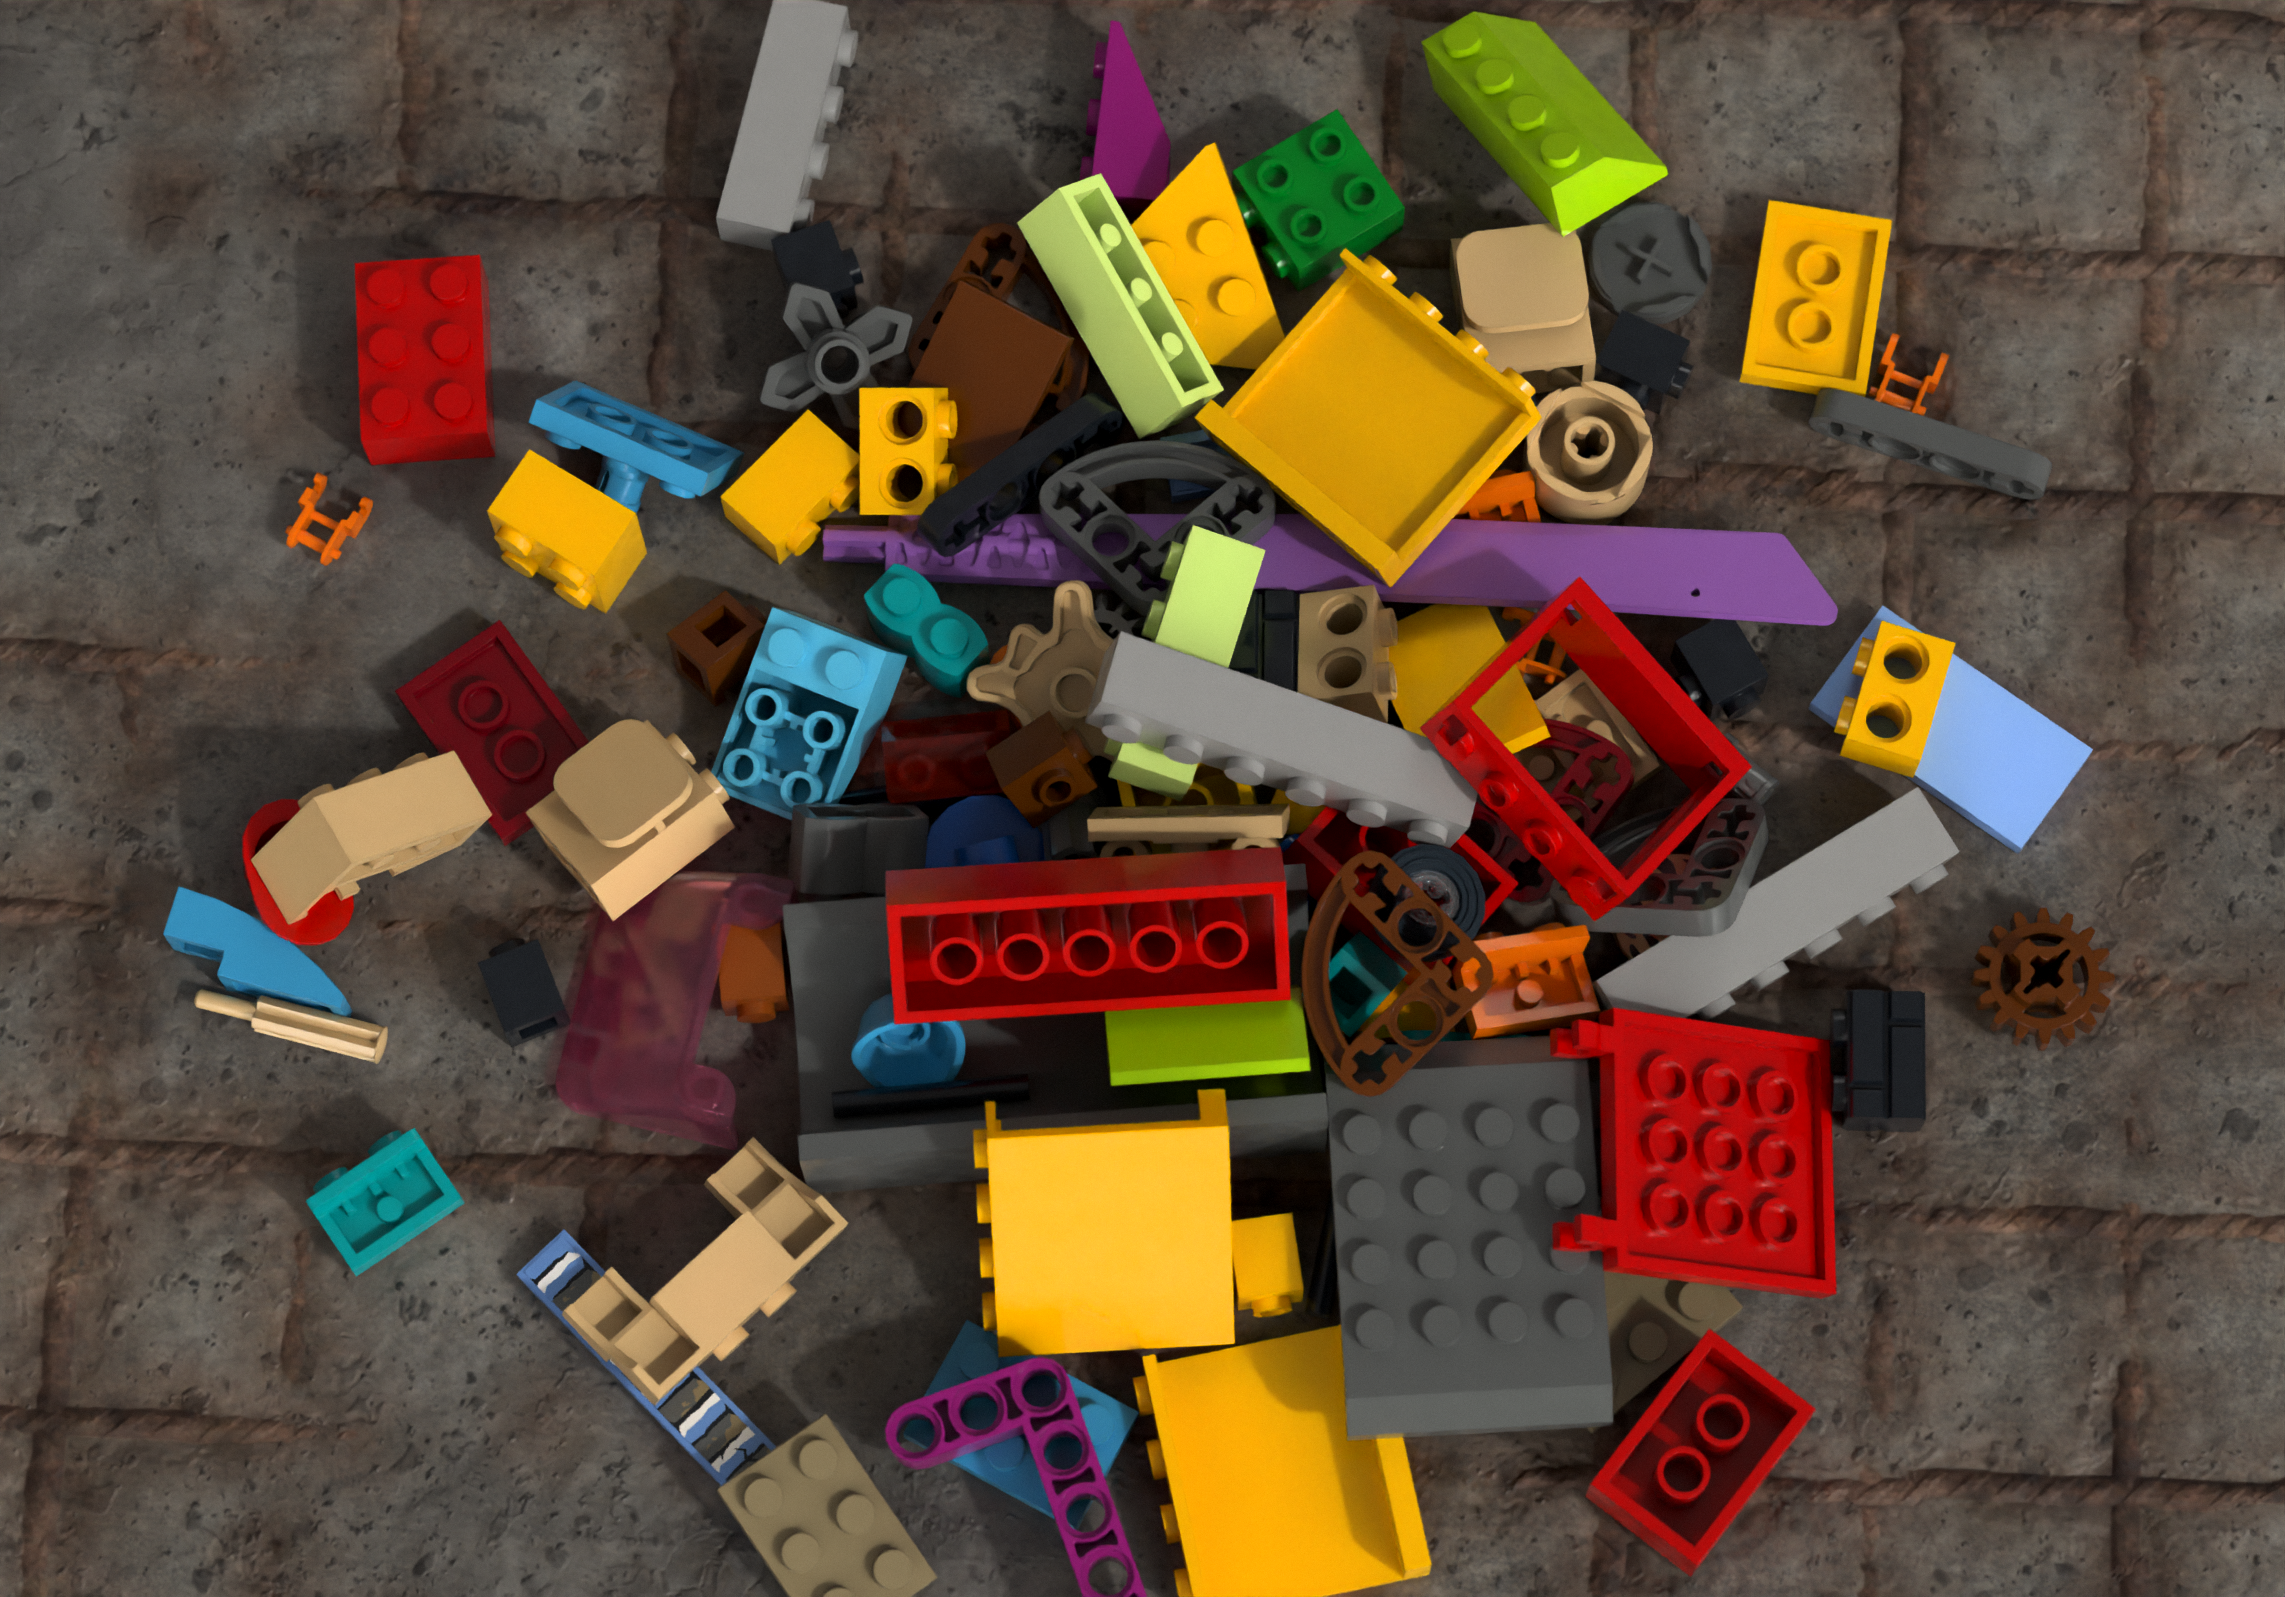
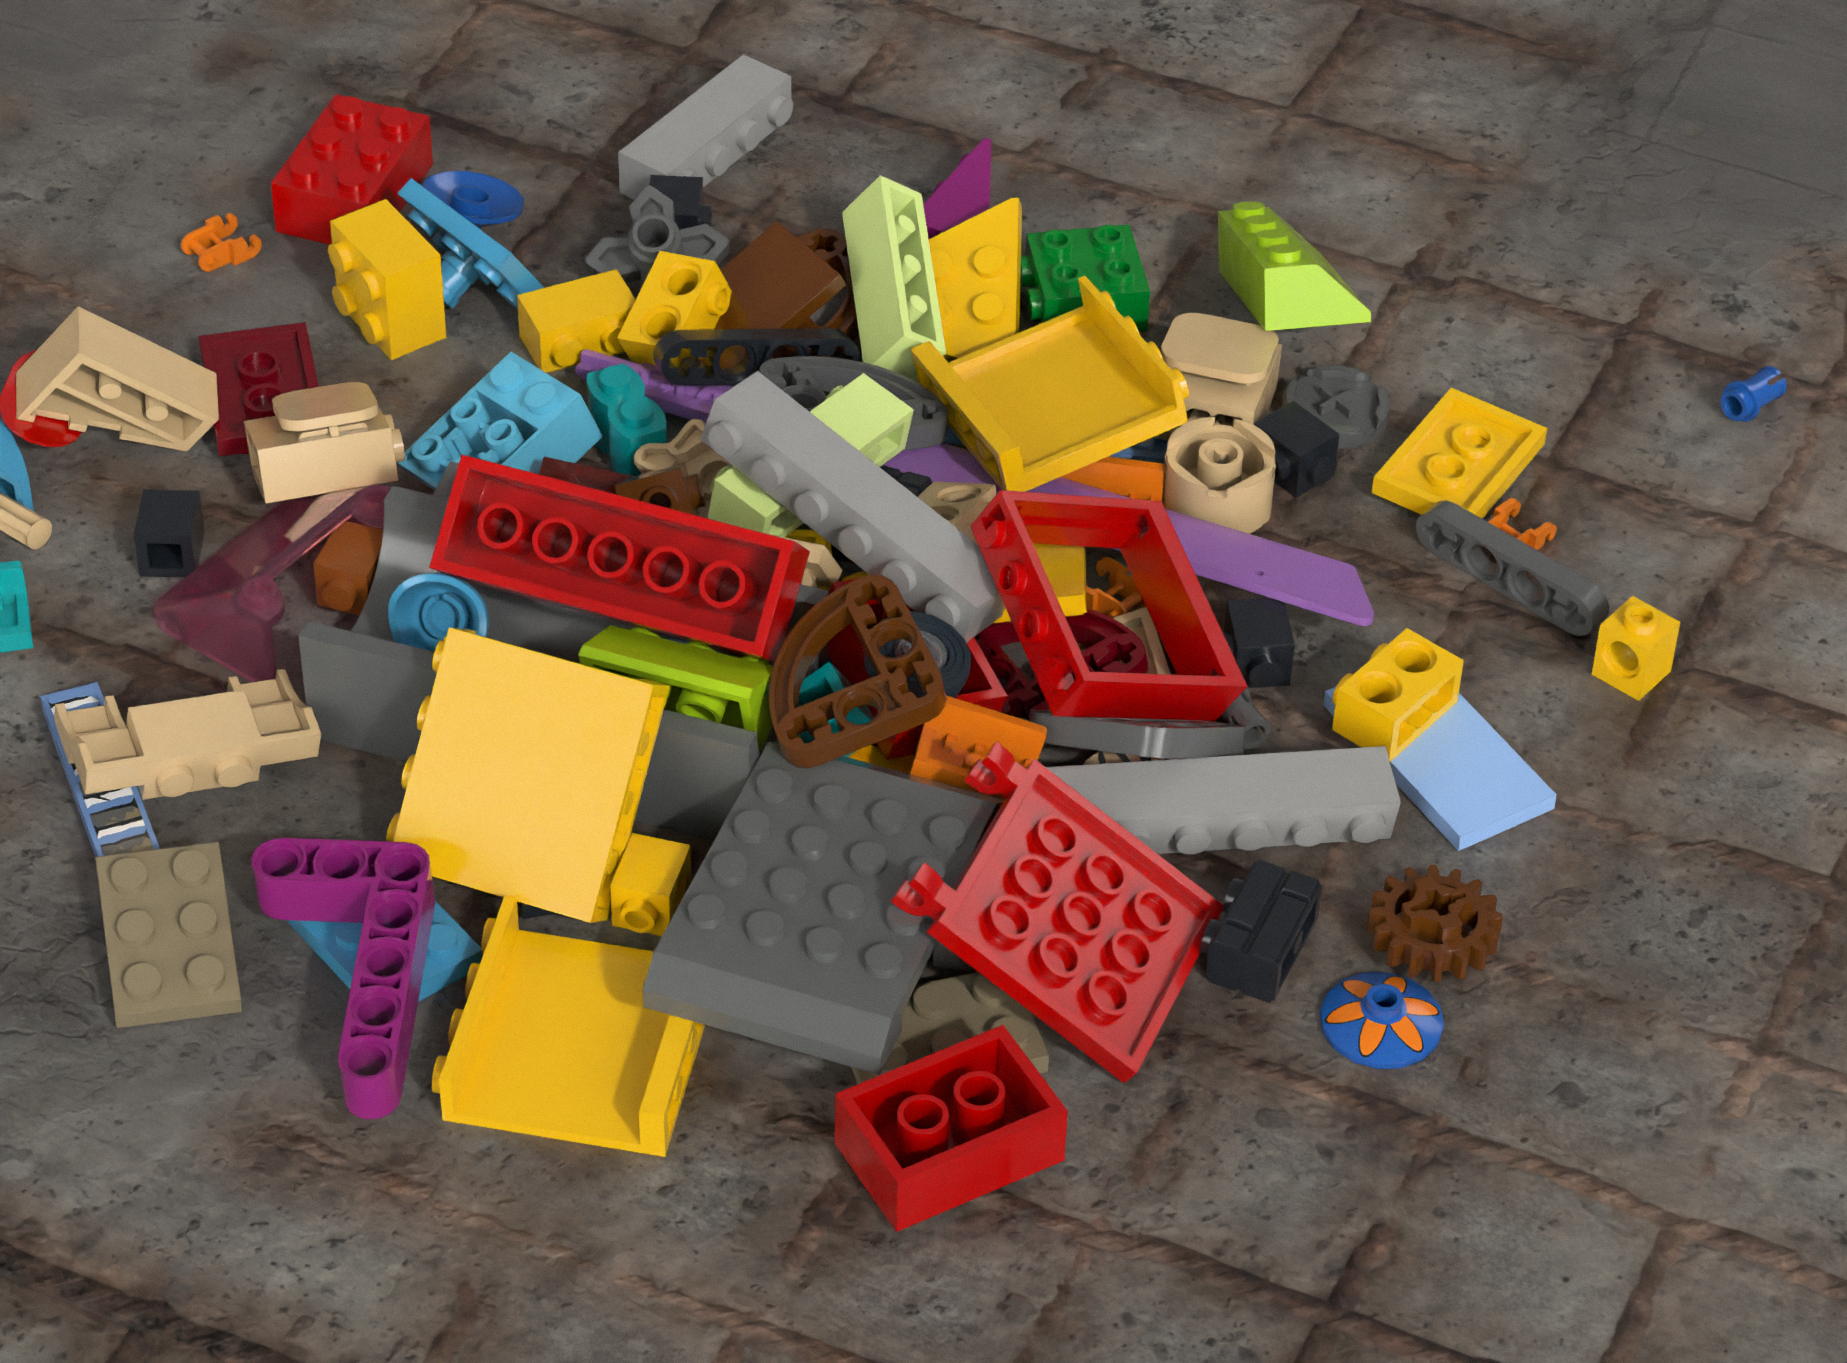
camera: 20 degrees right, 30 degrees down
(583, 324) = (476, 196): none -> blue dish
(717, 645) = (449, 379): reddish brown brick -> none
(2019, 1138) = (1381, 1020): none -> blue dish
(2076, 77) = (1744, 398): none -> blue pin
(2101, 515) = (1635, 648): none -> yellow brick

